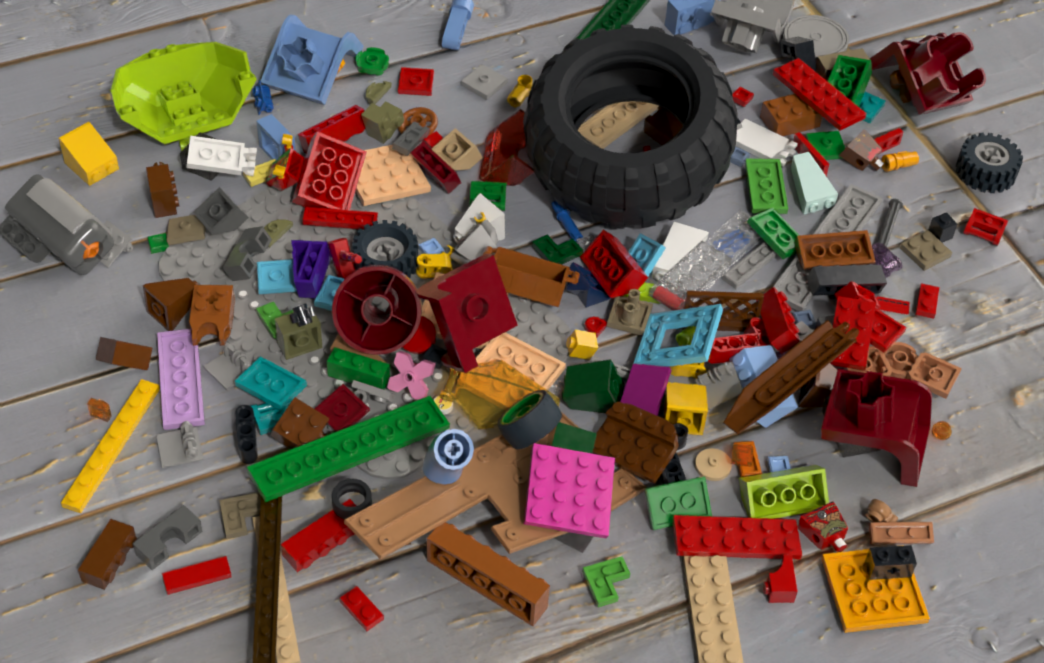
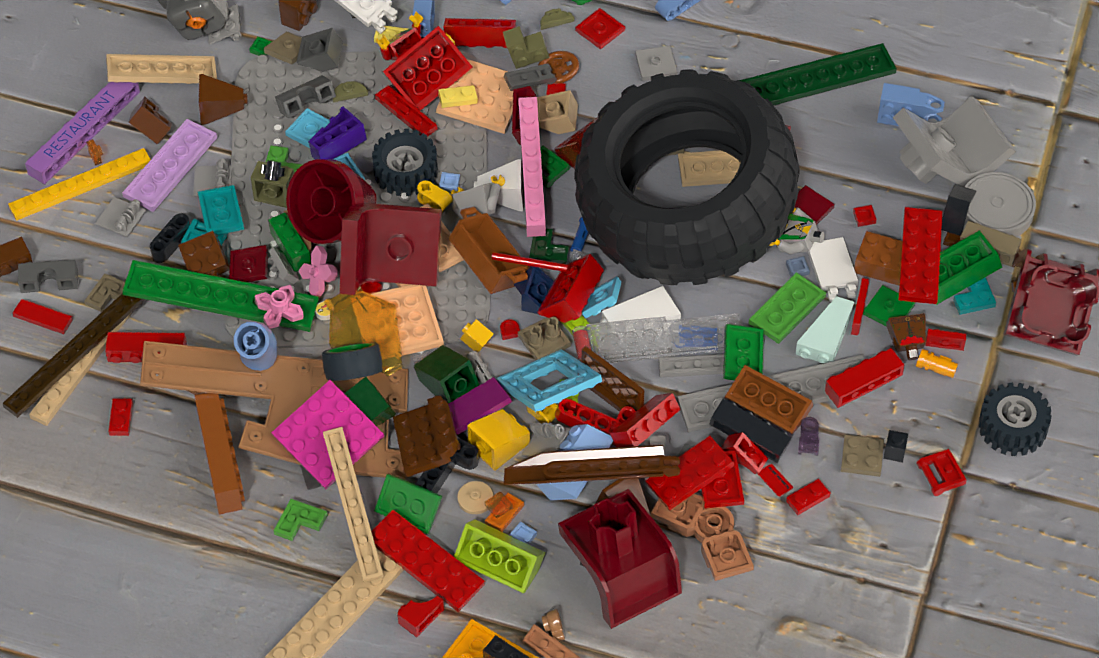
camera: 45 degrees right, 5 degrees up
(66, 398) = (79, 129): none -> medium lavender brick
(91, 307) = (159, 68): none -> tan plate
(212, 312) = (233, 128): dark orange brick -> none
(342, 257) = (369, 136): red piece -> none
(347, 486) = (177, 322): black tyre -> none
(373, 181) = (457, 96): none -> light yellow plate
(412, 420) = (279, 306): none -> bright pink plant
(476, 181) = (532, 167): none -> bright pink brick
(570, 261) = (529, 262): none -> red bar
(651, 530) = (353, 505): none -> tan plate
(806, 317) = (681, 437): sand blue tile -> none
(825, 527) = (499, 602): torso -> none
(876, 194) = (864, 377): none -> red brick
(895, 205) = (853, 413): dark grey axle -> none
(941, 430) = (683, 603): clear orange plate -> none

